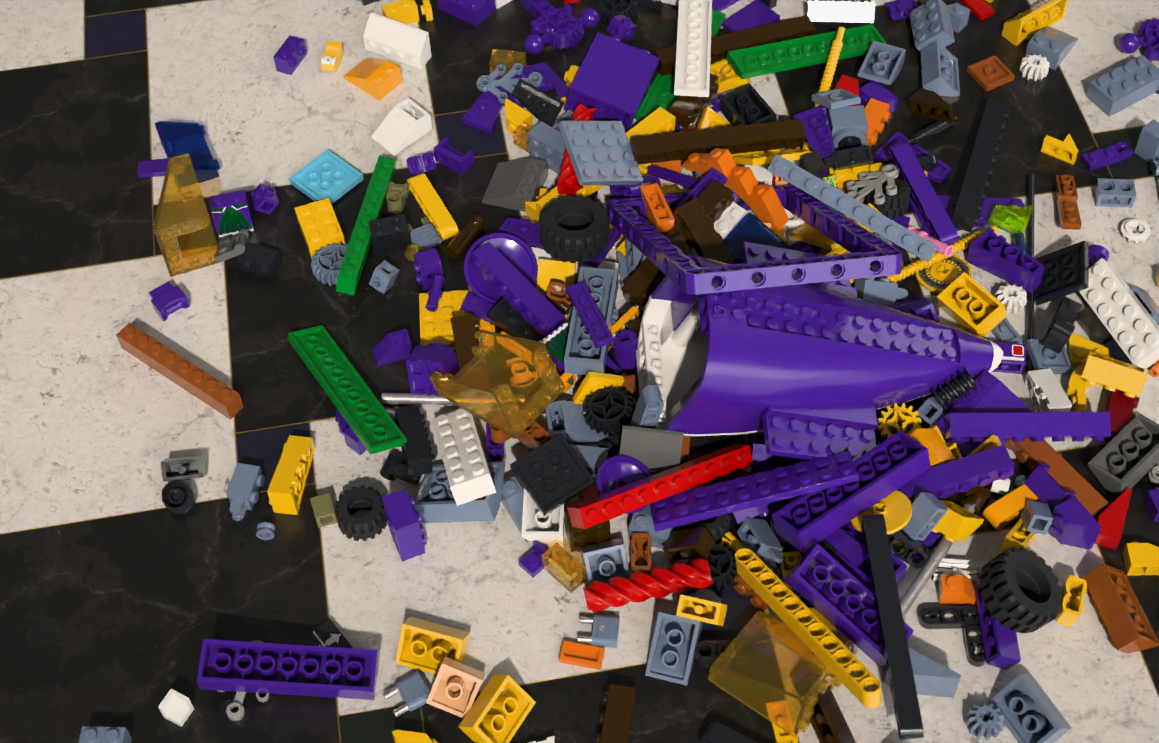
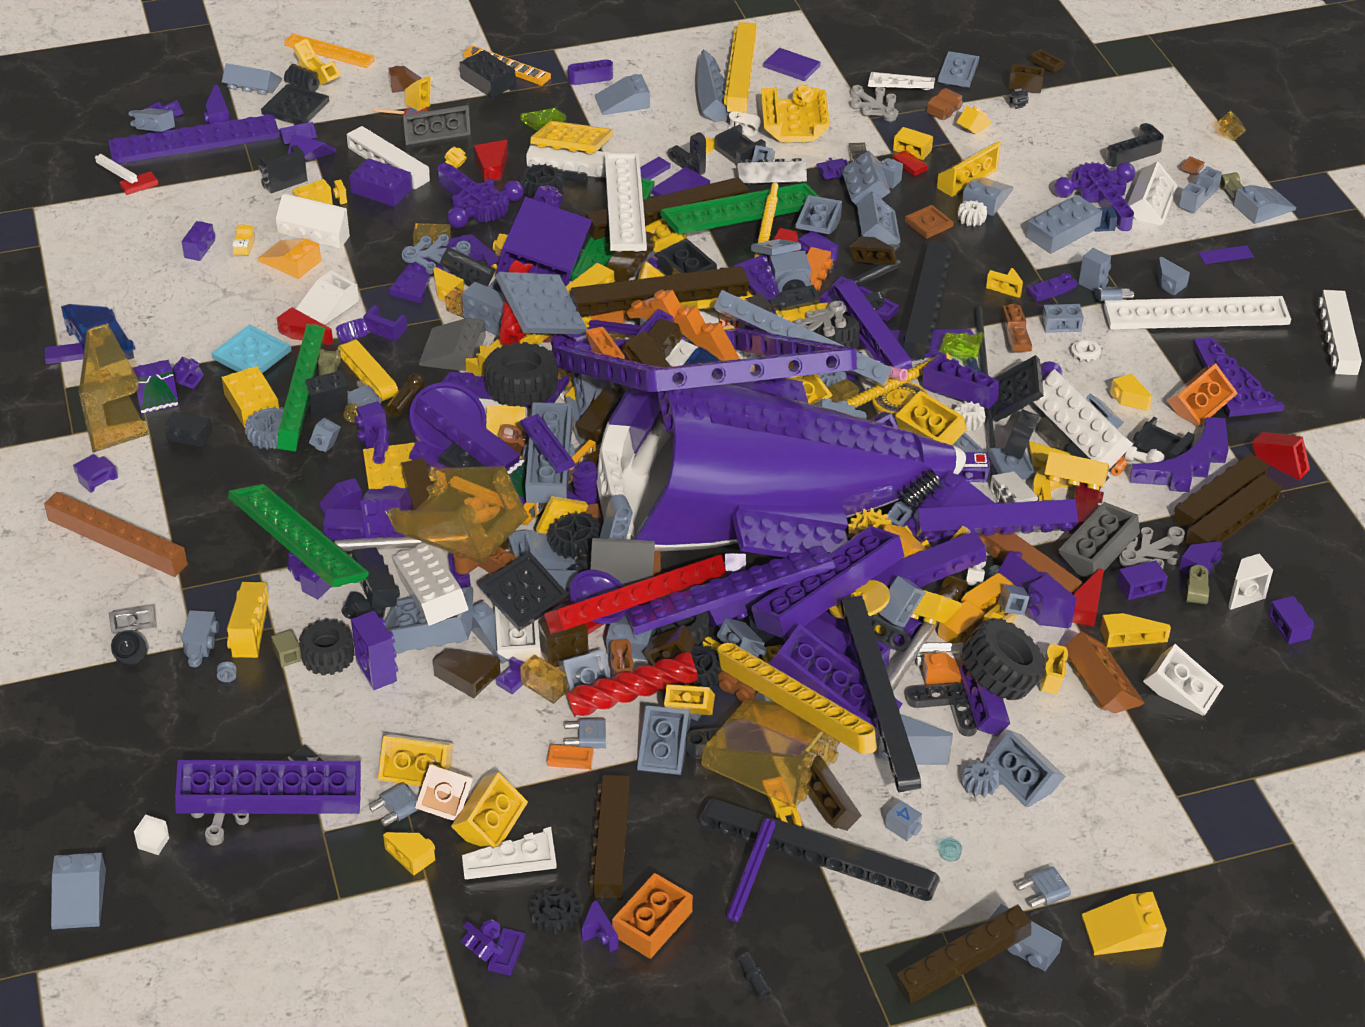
camera: 10 degrees left, 10 degrees down
(231, 246) = (158, 417): dark grey plate -> none
(368, 150) = (293, 325): none -> red slope
(390, 377) = (344, 524): none -> dark purple brick
(491, 550) = (466, 670): none -> dark brown slope
(983, 539) = (961, 624): none -> light orange brick

